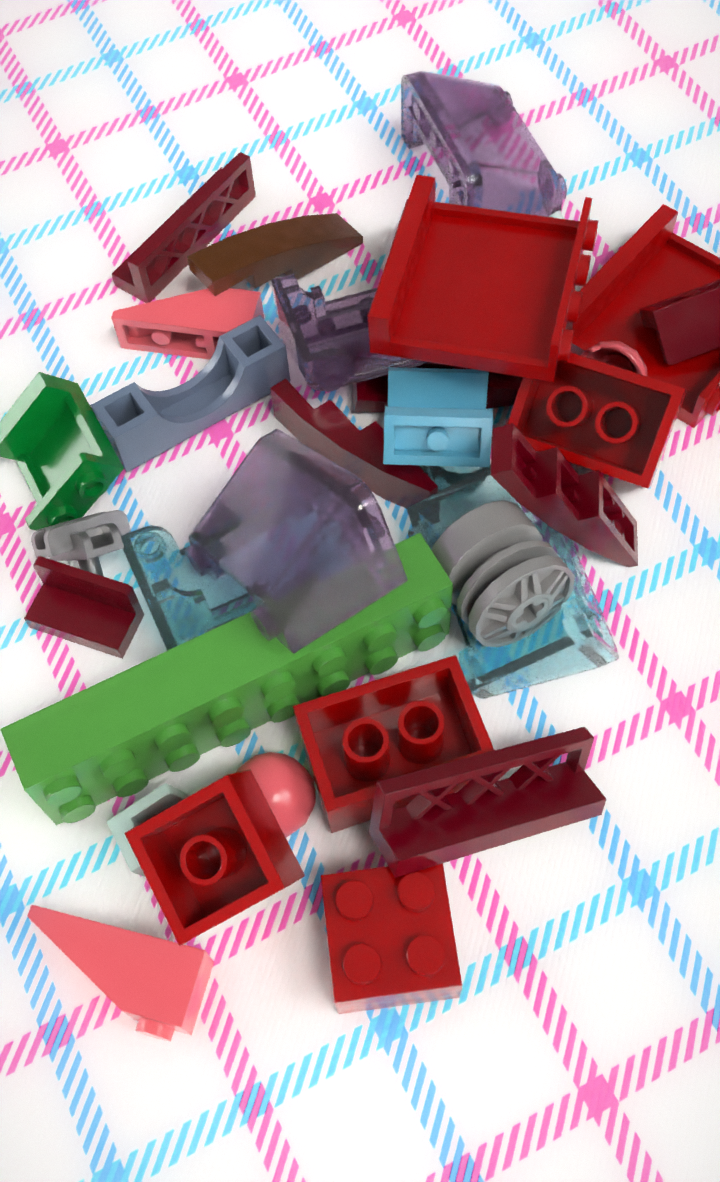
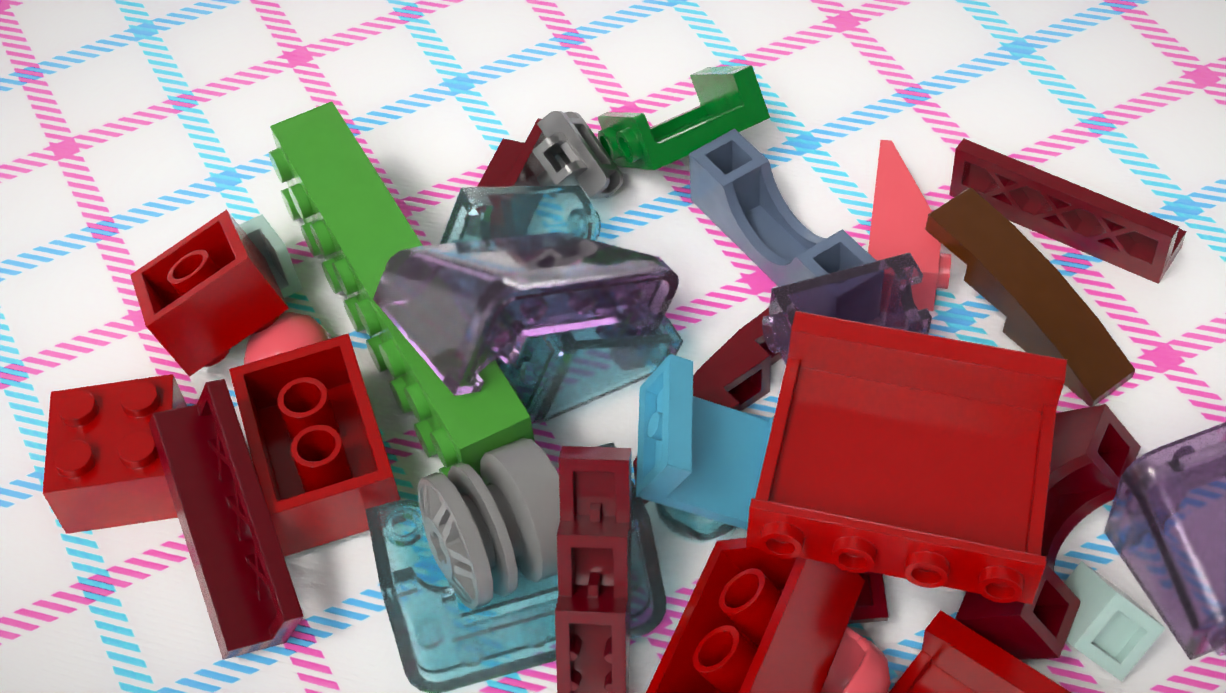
camera: 90 degrees right, 10 degrees down
(138, 972) = (101, 280): coral slope -> none

